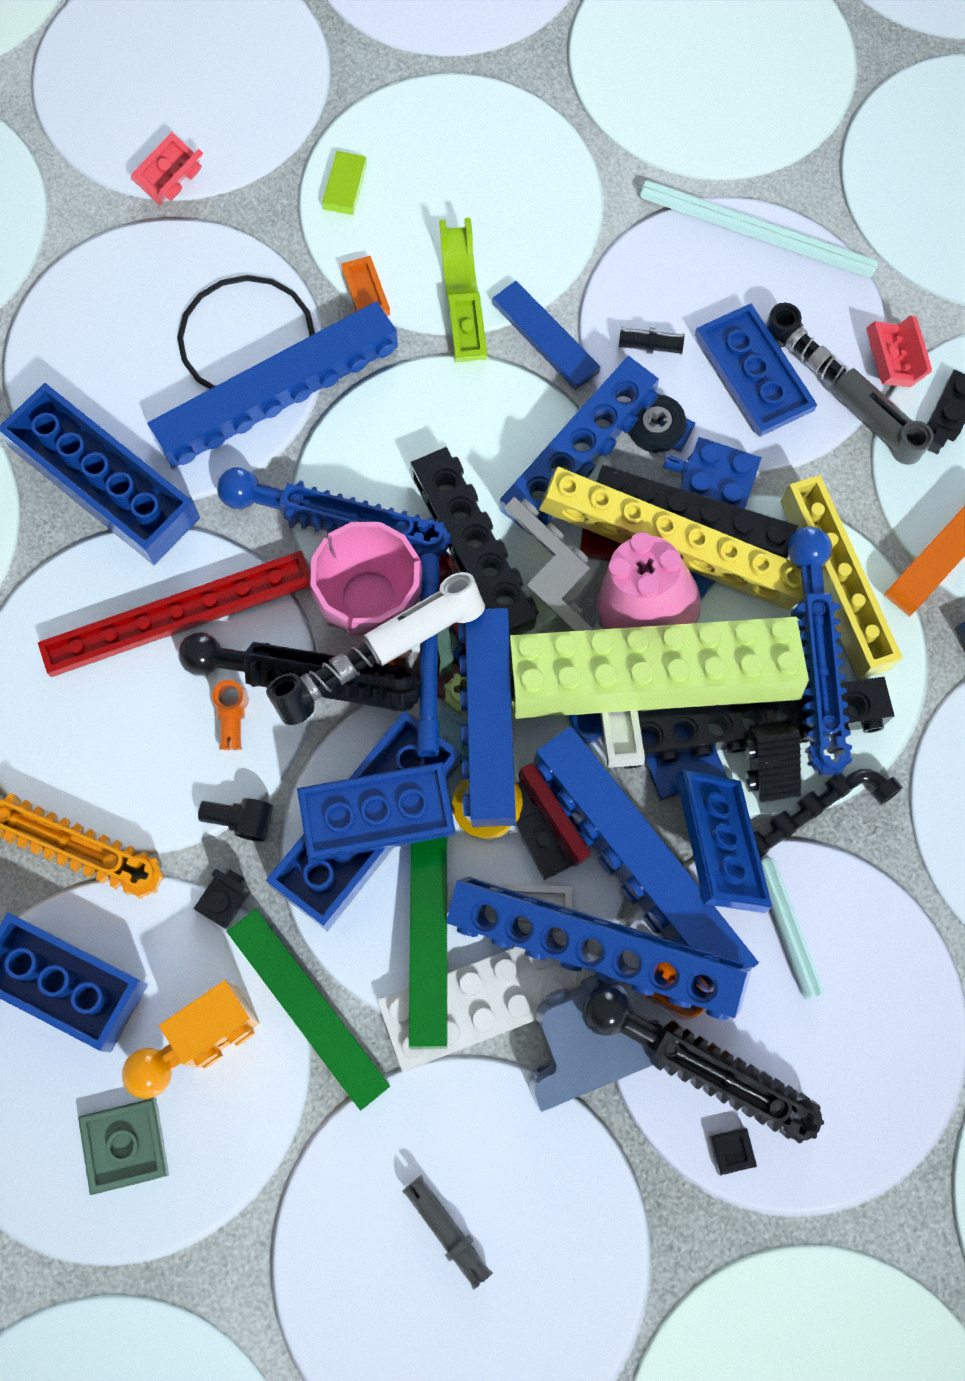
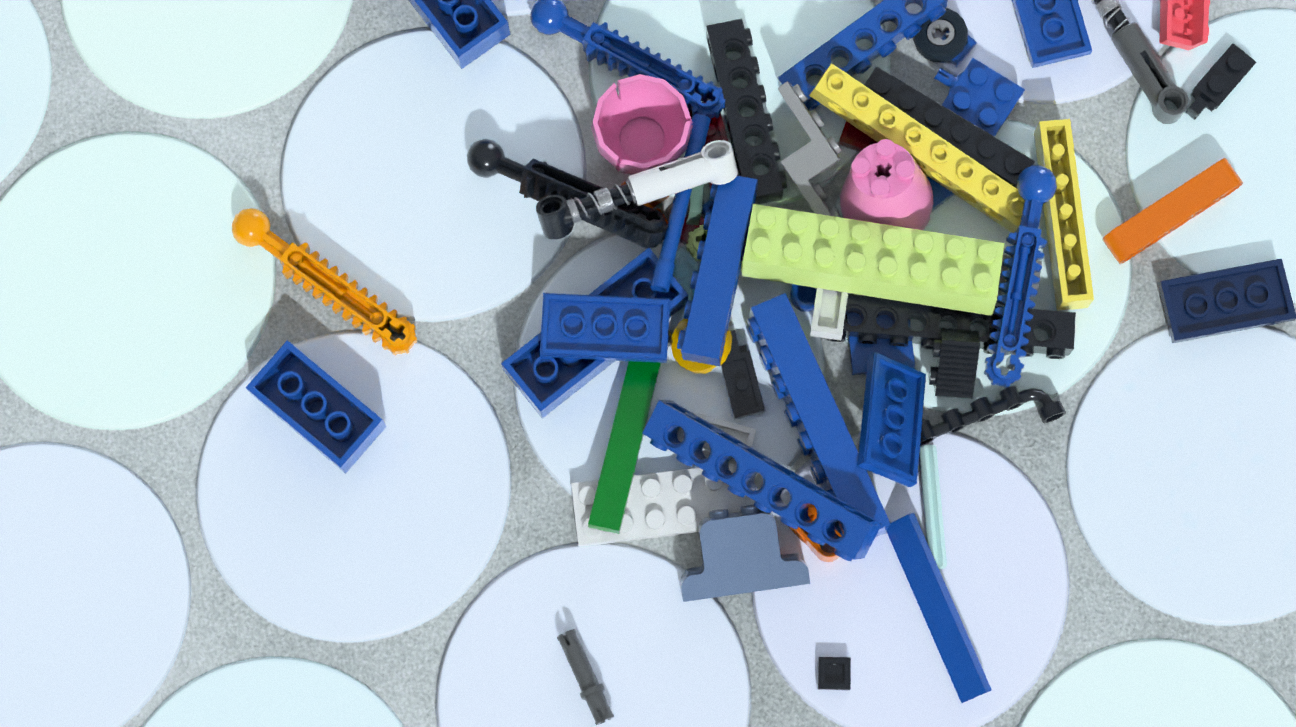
camera: 20 degrees right, 5 degrees up
(123, 1146) = (341, 549): sand green tile -> none
(174, 614) = (472, 117): red plate -> none
(194, 1039) = (420, 475): light orange brick -> none
(223, 897) = (462, 370): black bracket -> none
(230, 716) = (500, 217): orange pin -> none
(247, 819) = (495, 309): black pin -> none
(308, 1009) = (512, 477): green tile -> none
(554, 814) = (754, 365): dark red tile -> none
(671, 1048) = (756, 533): black gear -> none
(831, 1047) = (938, 608): none -> blue tile

